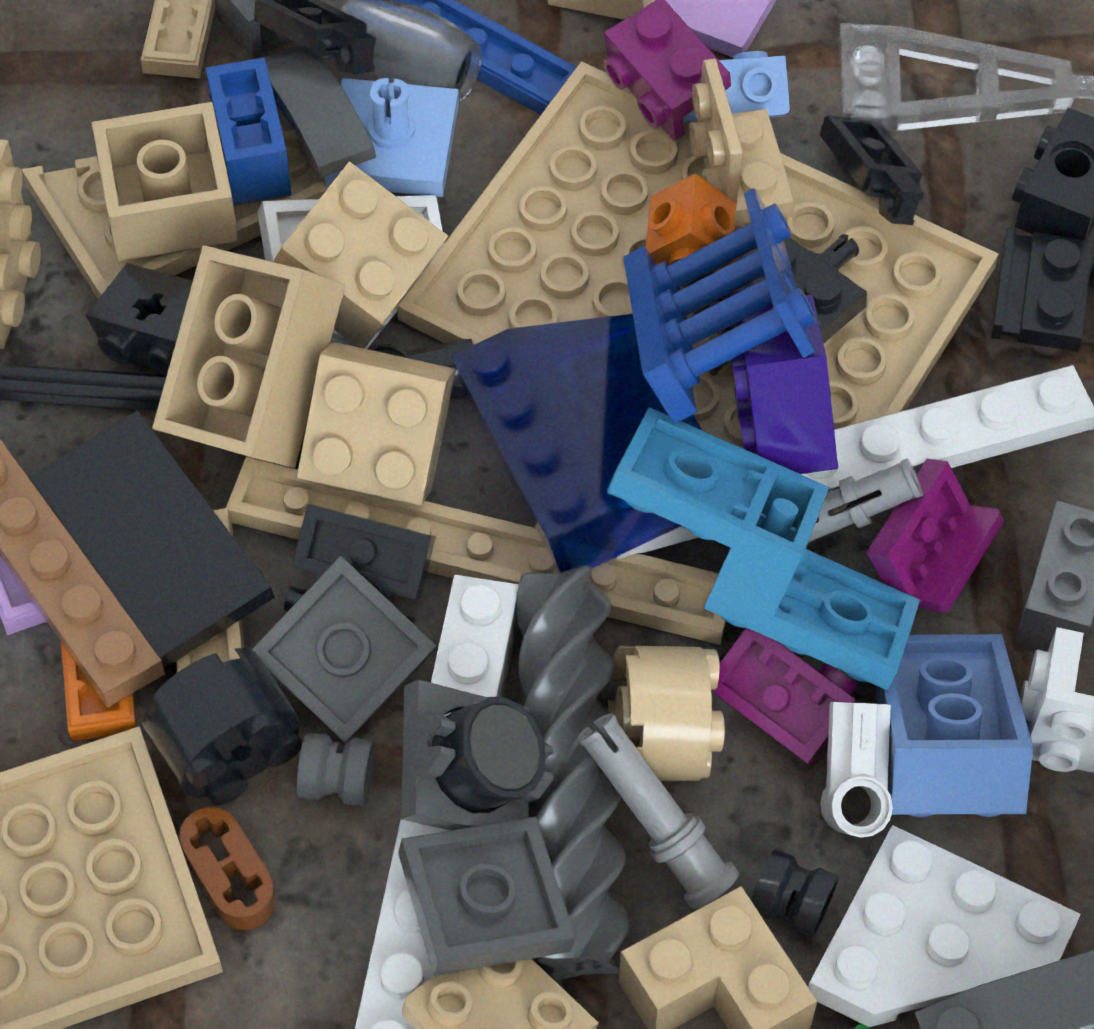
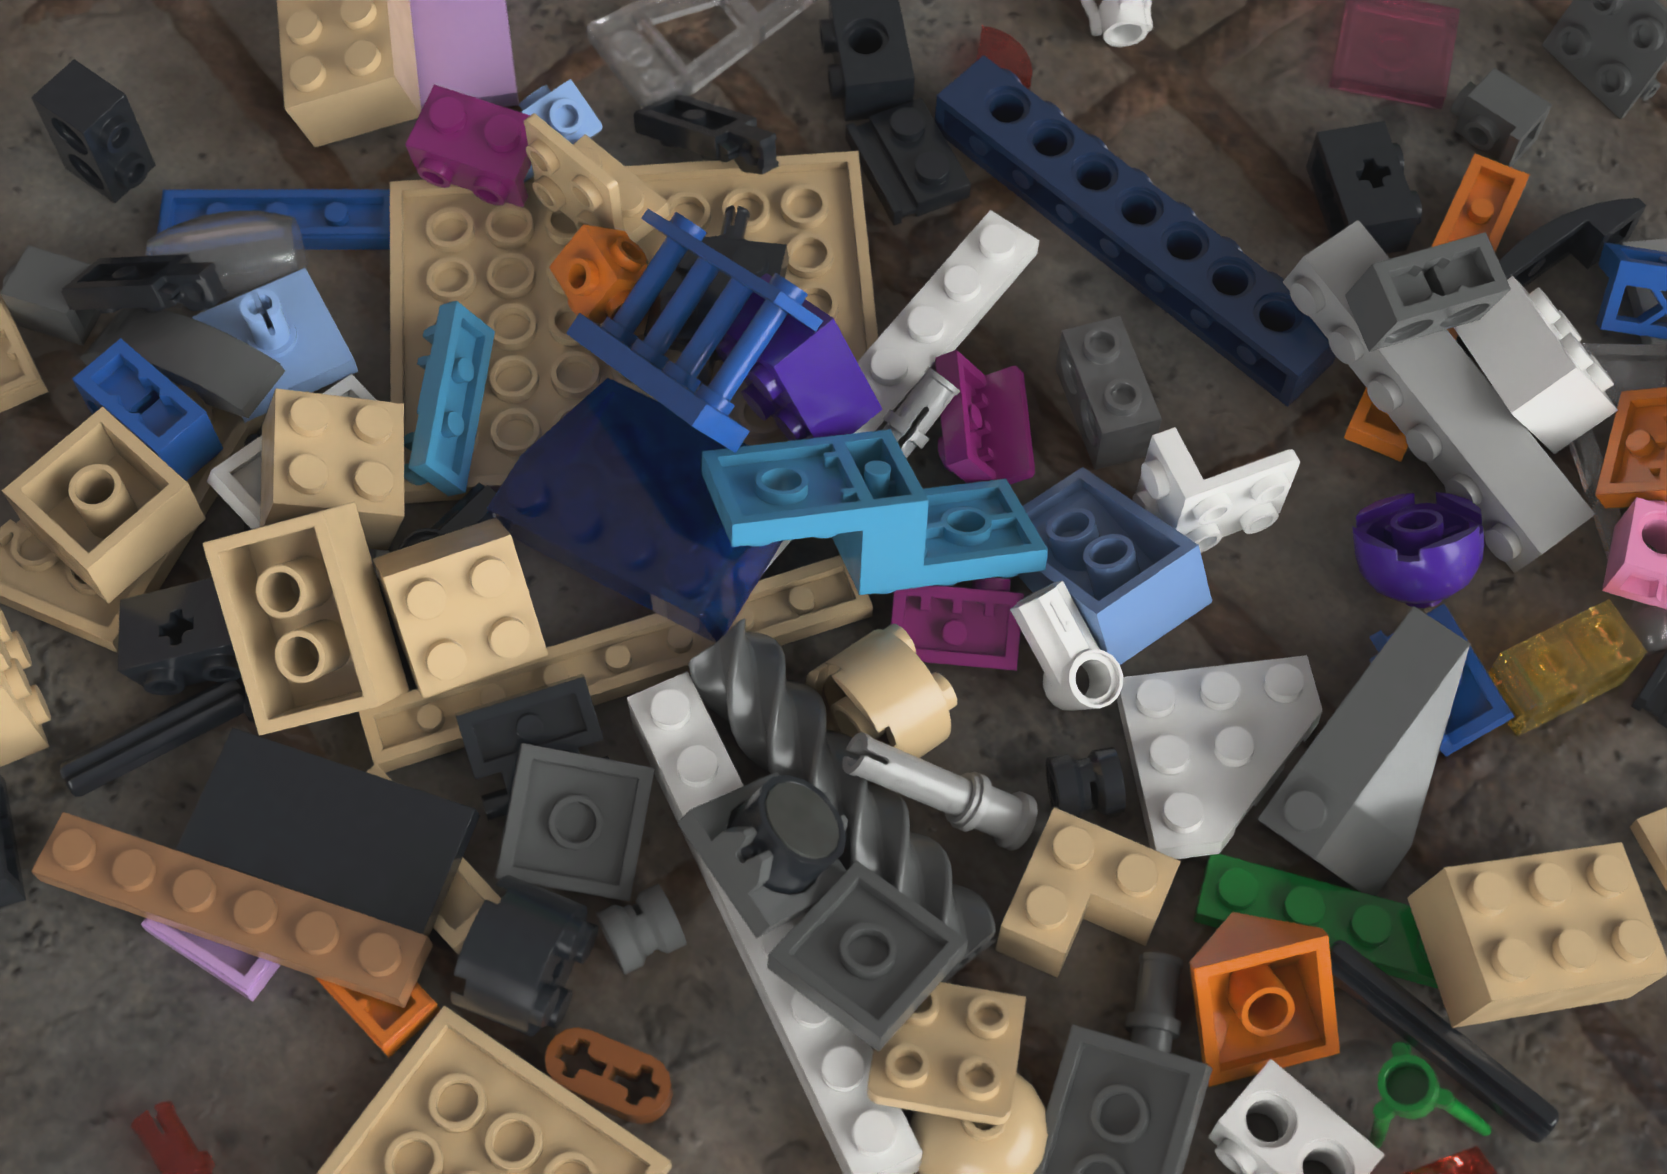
camera: 35 degrees left, 5 degrees up
(493, 257) = (449, 400): none -> dark azure plate

